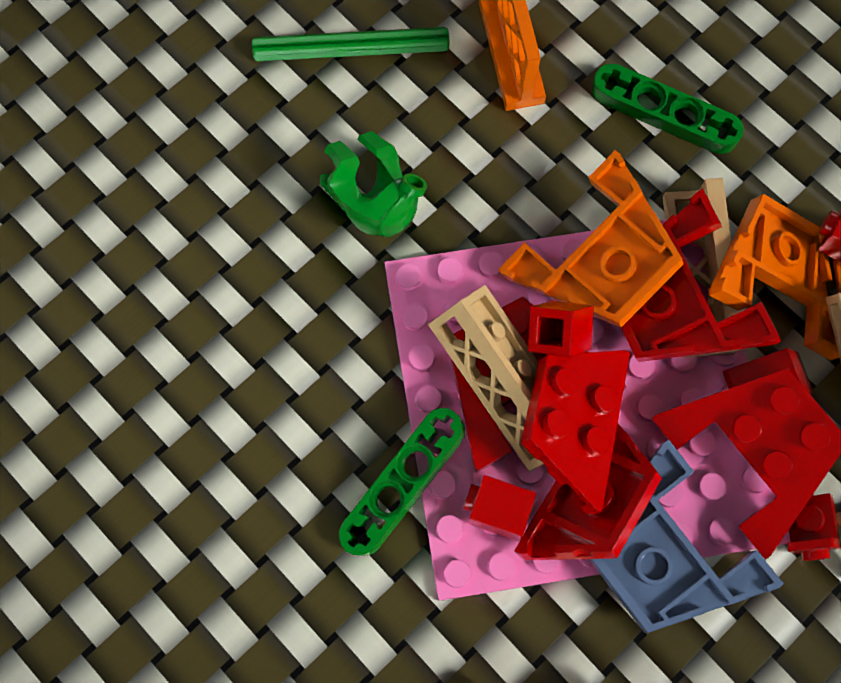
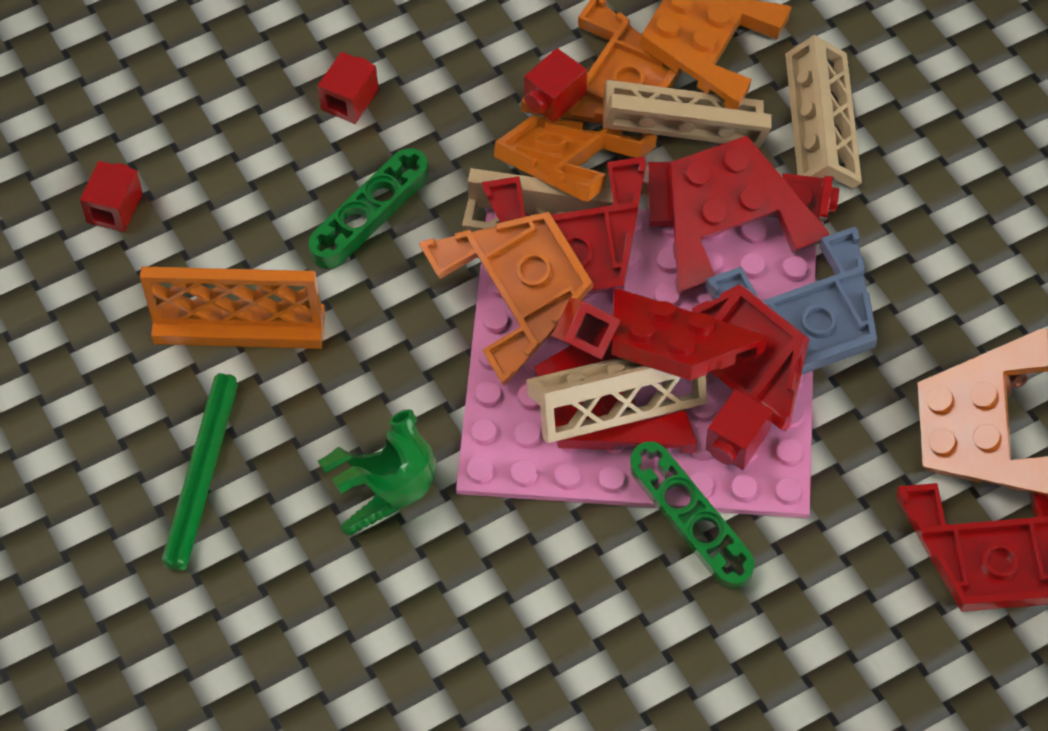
camera: 75 degrees left, 15 degrees down
(795, 51) = (348, 87): none -> red brick

